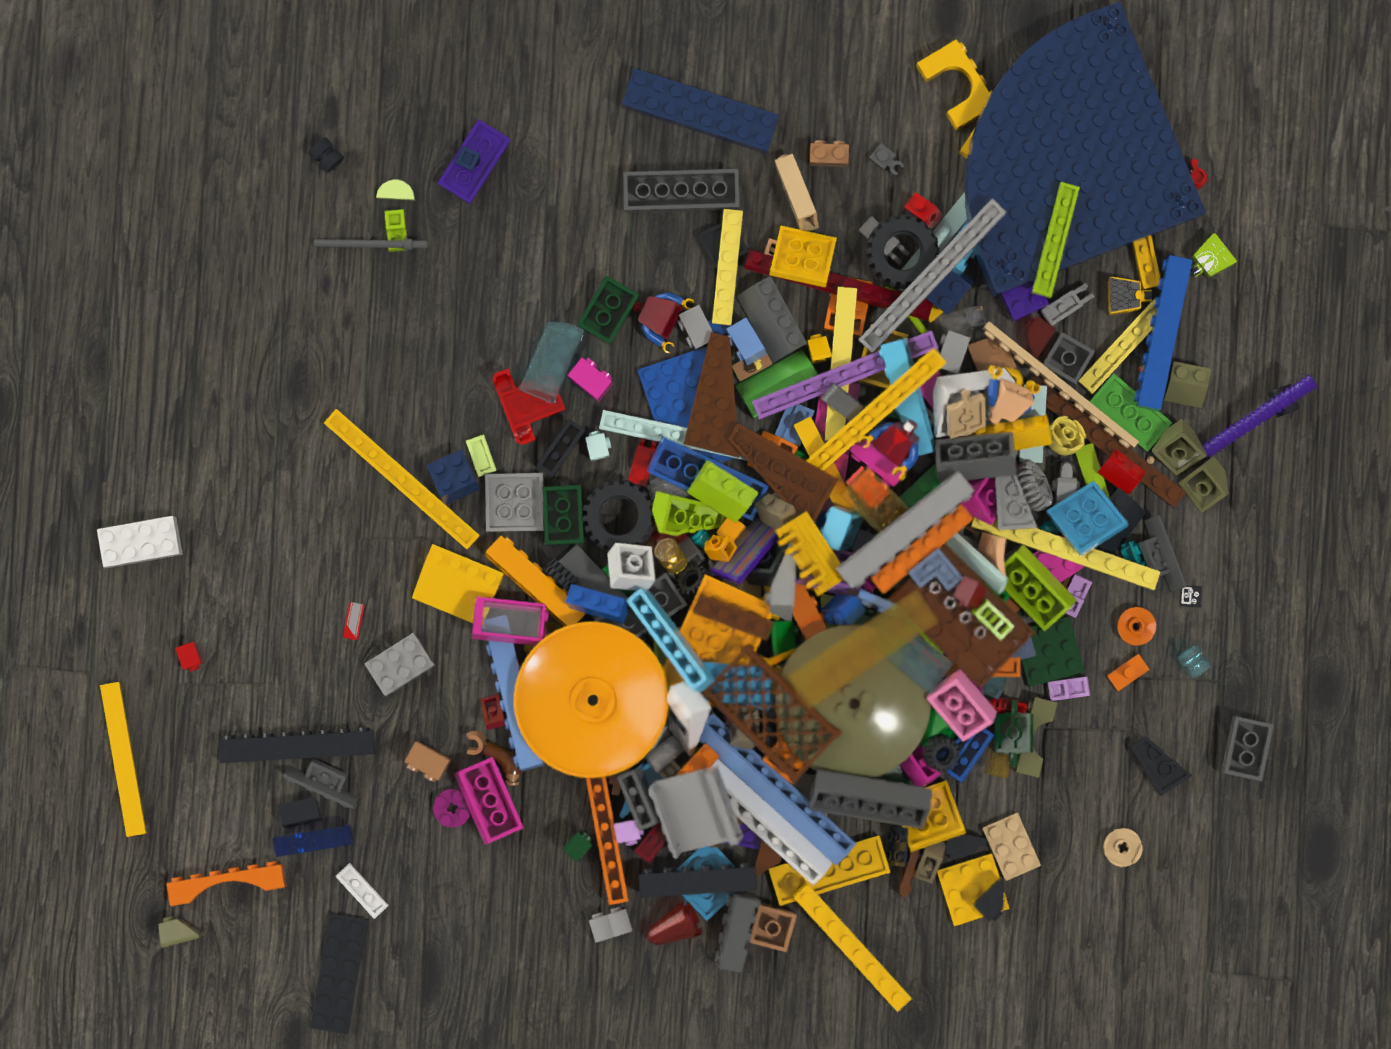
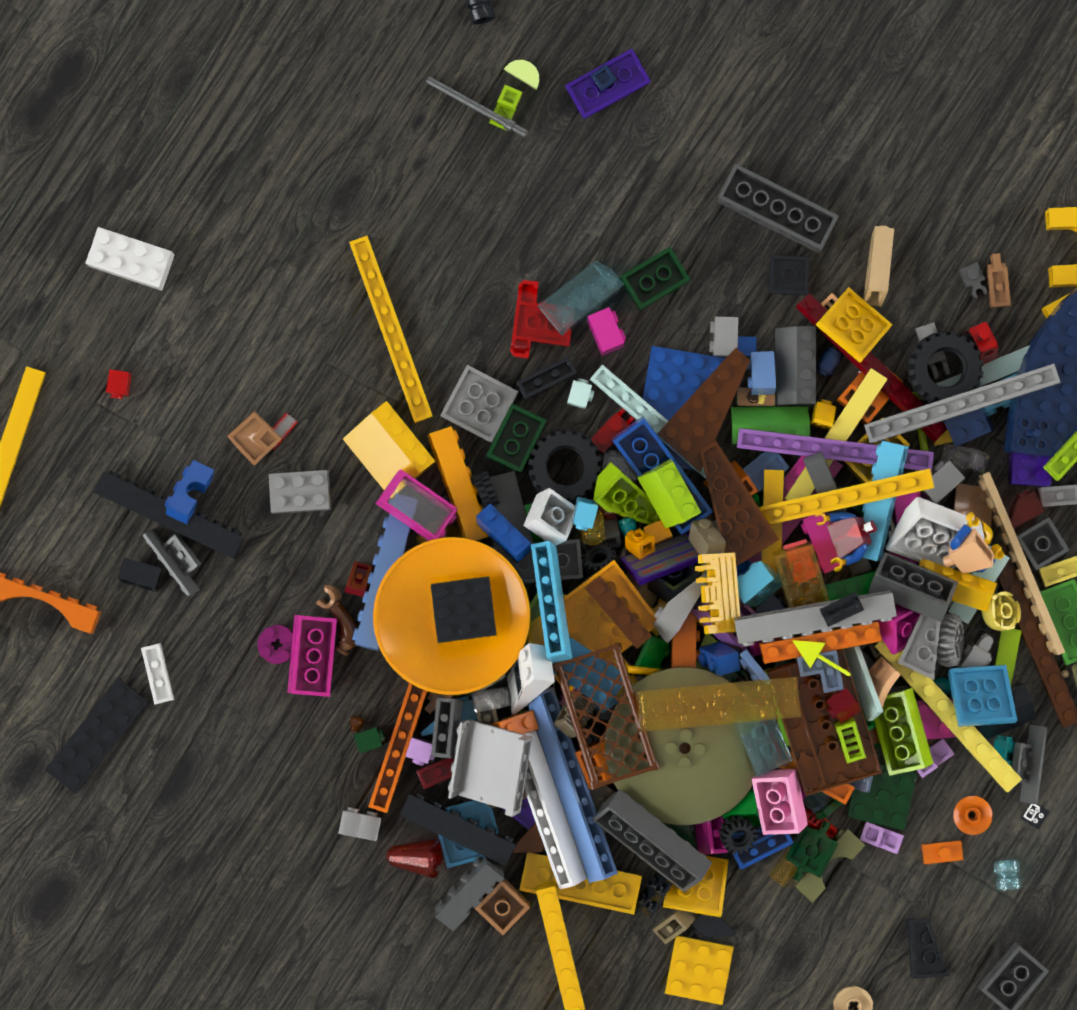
camera: 25 degrees right, 0 degrees up
(302, 701) = (195, 477): none -> blue arch
(313, 840) = (138, 606): clear blue arch -> none
(334, 639) = (254, 438): none -> medium nougat plate
(428, 761) = (277, 590): medium nougat brick -> none
(453, 477) = (437, 351): dark blue brick -> none
(481, 455) = (472, 346): yellowish green tile -> none
(559, 839) = (356, 723): none -> reddish brown hinge
(598, 688) = (463, 609): none -> black plate
(658, 548) = (584, 513): none -> medium azure slope
(659, 316) = (697, 309): dark red torso -> none
(700, 111) = (832, 147): dark blue brick -> none
(727, 267) = (781, 297): light yellow plate -> none
(798, 301) = (828, 362): none -> dark blue brick
(829, 154) = (926, 247): medium nougat brick -> none
(908, 151) = (998, 282): none -> medium nougat hinge
(908, 873) = (649, 924): reddish brown hinge -> none
(917, 561) = (811, 651): none -> neon yellow piece
(923, 510) = (841, 609): none -> black hinge
(966, 415) = (924, 544): tan plate -> none
(991, 901) = (711, 990): black slope -> none
(1010, 683) = (828, 809): none -> dark green tile
(1011, 846) = (754, 950): tan plate -> none
(1121, 471) = (1034, 670): red brick -> none

